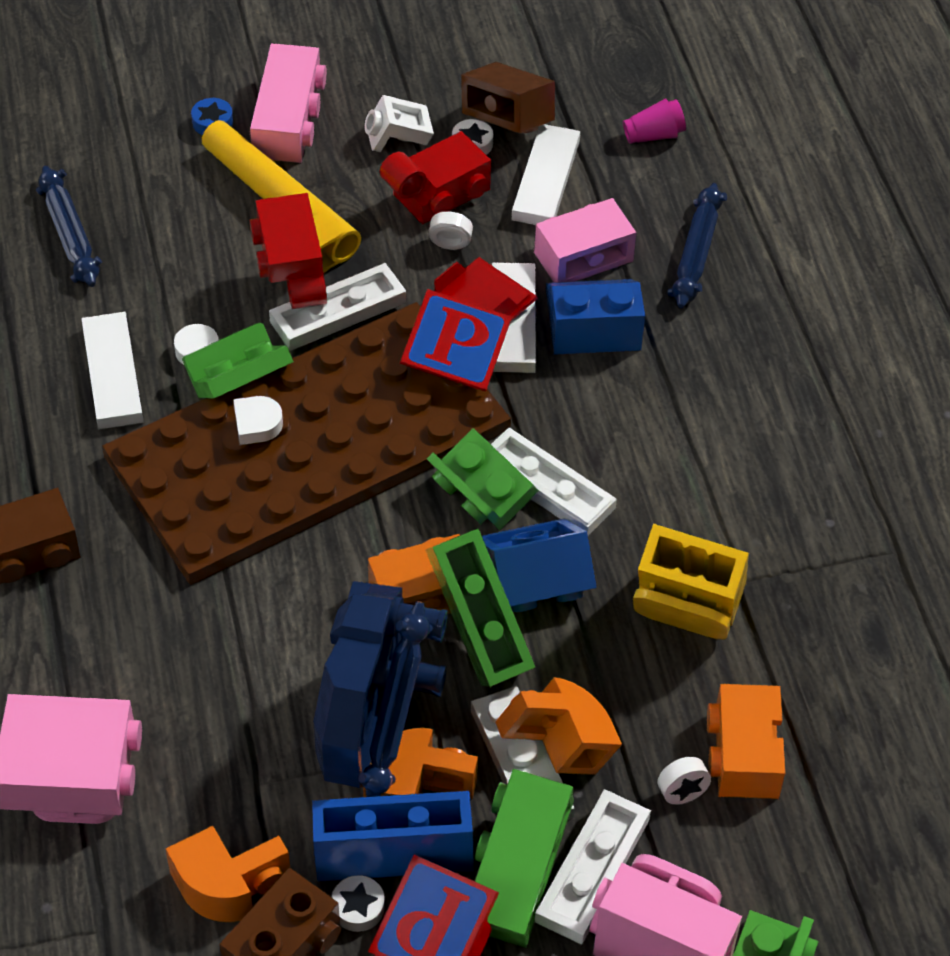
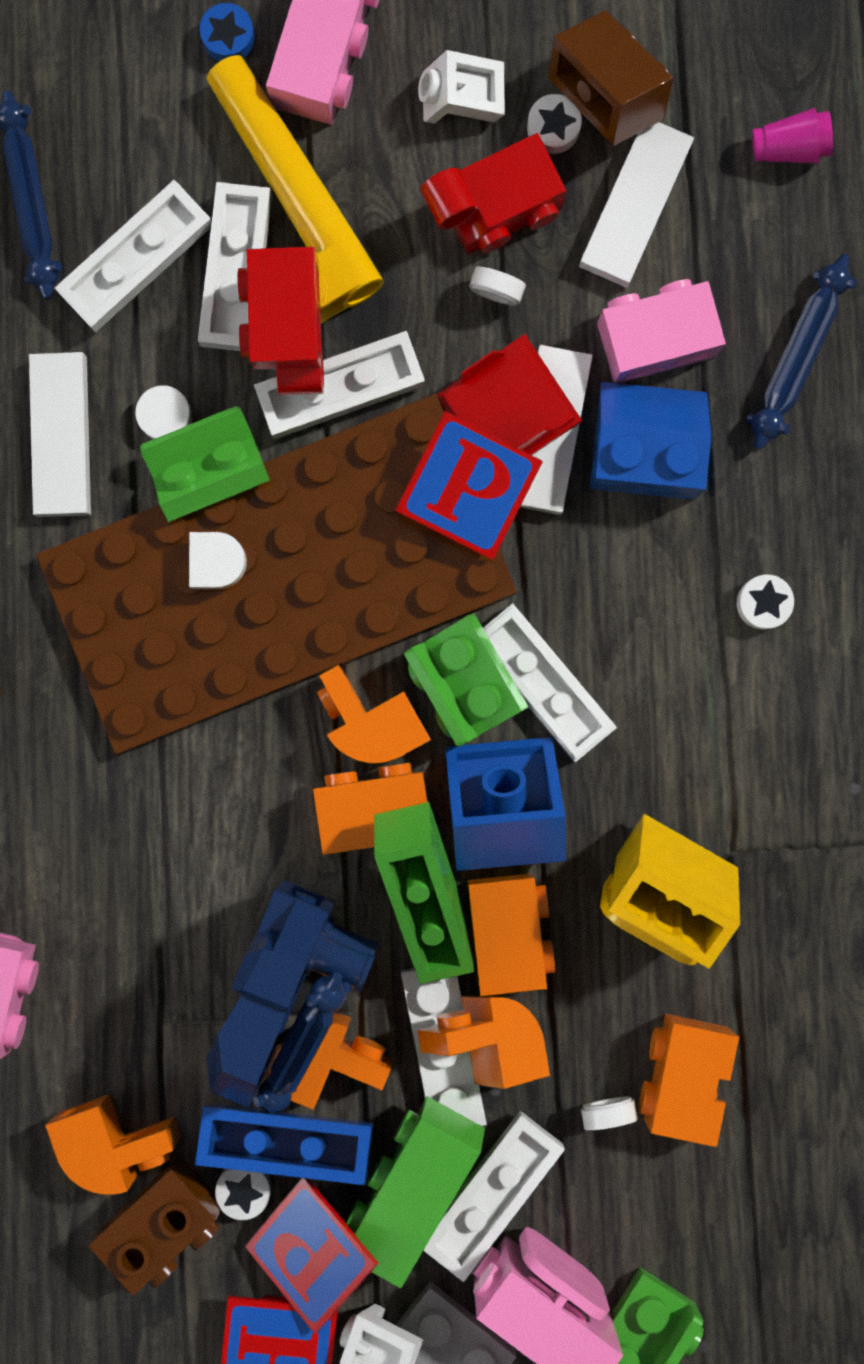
camera: 15 degrees right, 35 degrees up
(159, 249) = (134, 256): none -> white plate
(237, 254) = (237, 224): none -> white plate
(406, 521) = (371, 735): none -> orange brick
(561, 645) = (508, 934): none -> orange brick
(715, 403) = (765, 602): none -> white tile

